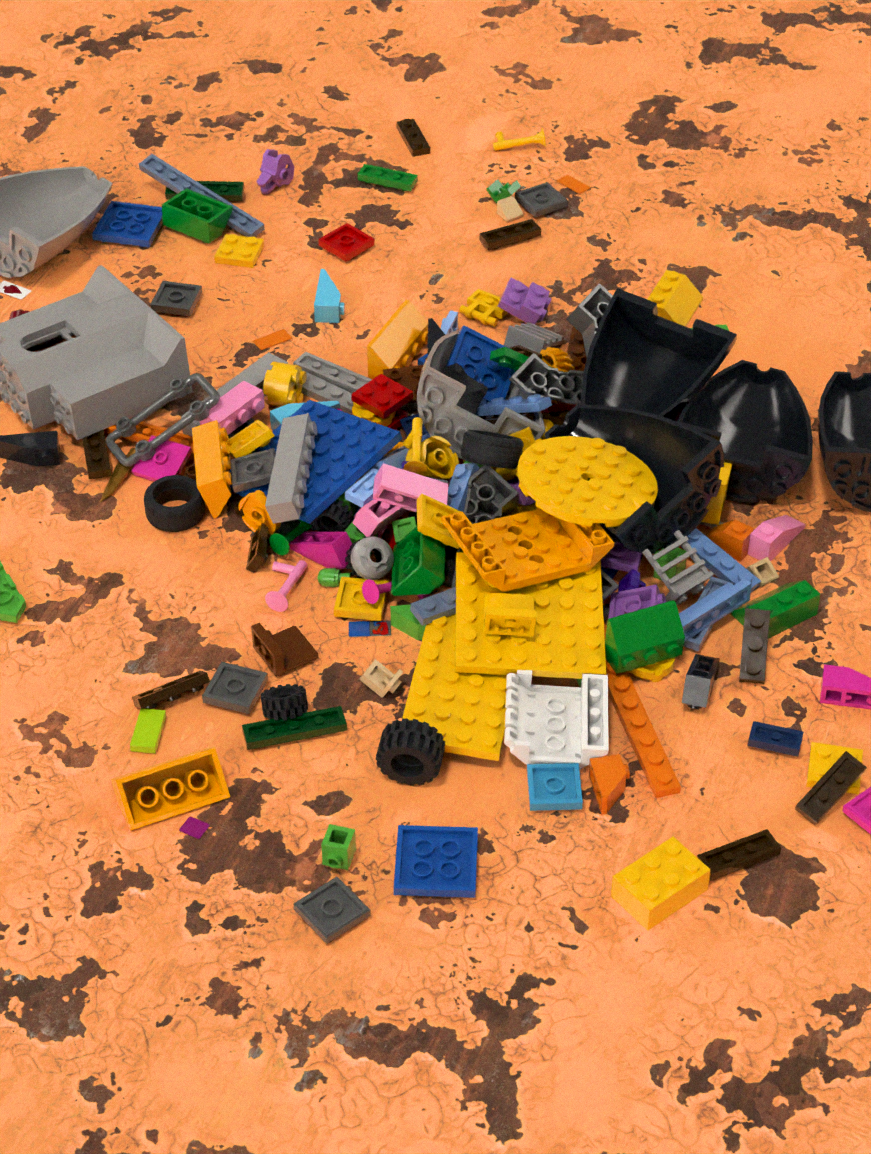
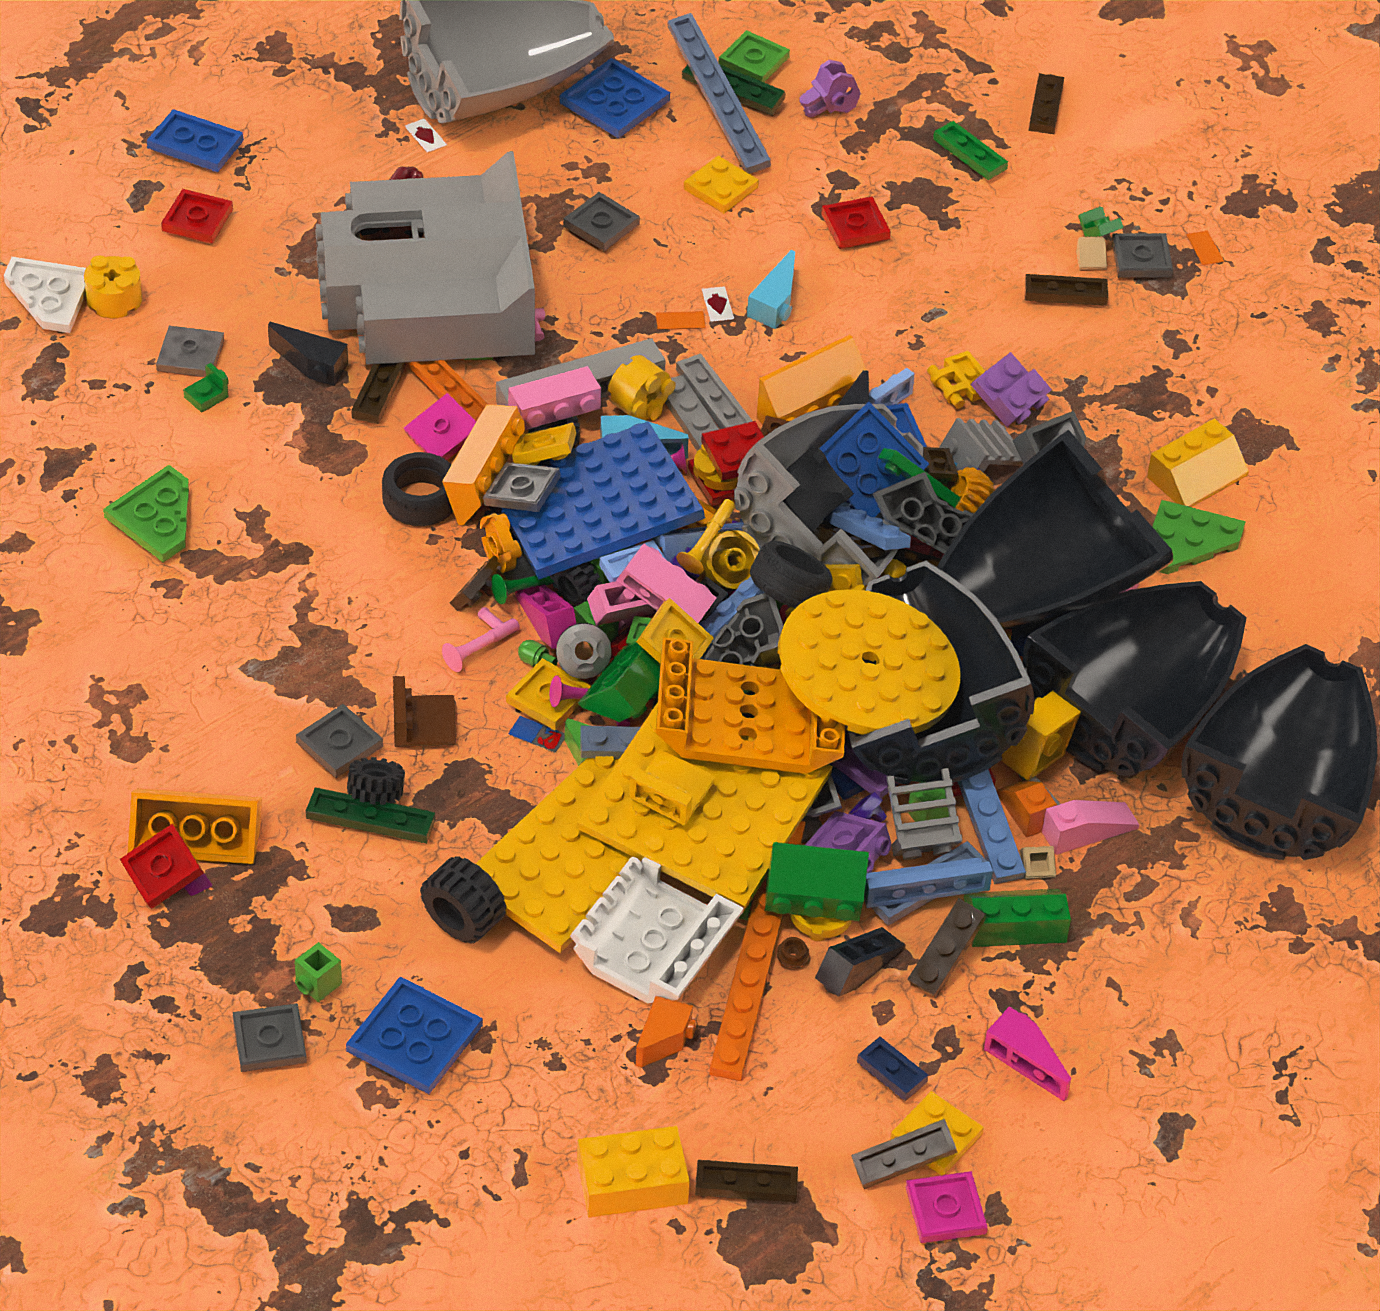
camera: 25 degrees right, 5 degrees up
(118, 476) = (393, 423): pearl gold bar -> none
(144, 449) = (506, 384): dark grey bar -> none
(148, 731) = (217, 749): lime tile -> none
(167, 825) = (161, 866): none -> red plate
(171, 690) = (269, 713): dark brown plate -> none
(196, 215) = (695, 117): green slope -> none
(207, 168) = (754, 56): none -> bright green plate
(290, 321) = (717, 304): none -> white sticker
(291, 468) = (555, 502): light grey brick -> none
(381, 679) = (501, 799): tan bracket -> none
(505, 144) = (1154, 157): yellow piece -> none
(554, 787) = (601, 1010): dark azure plate -> none
(652, 693) = (793, 946): none -> reddish brown plate

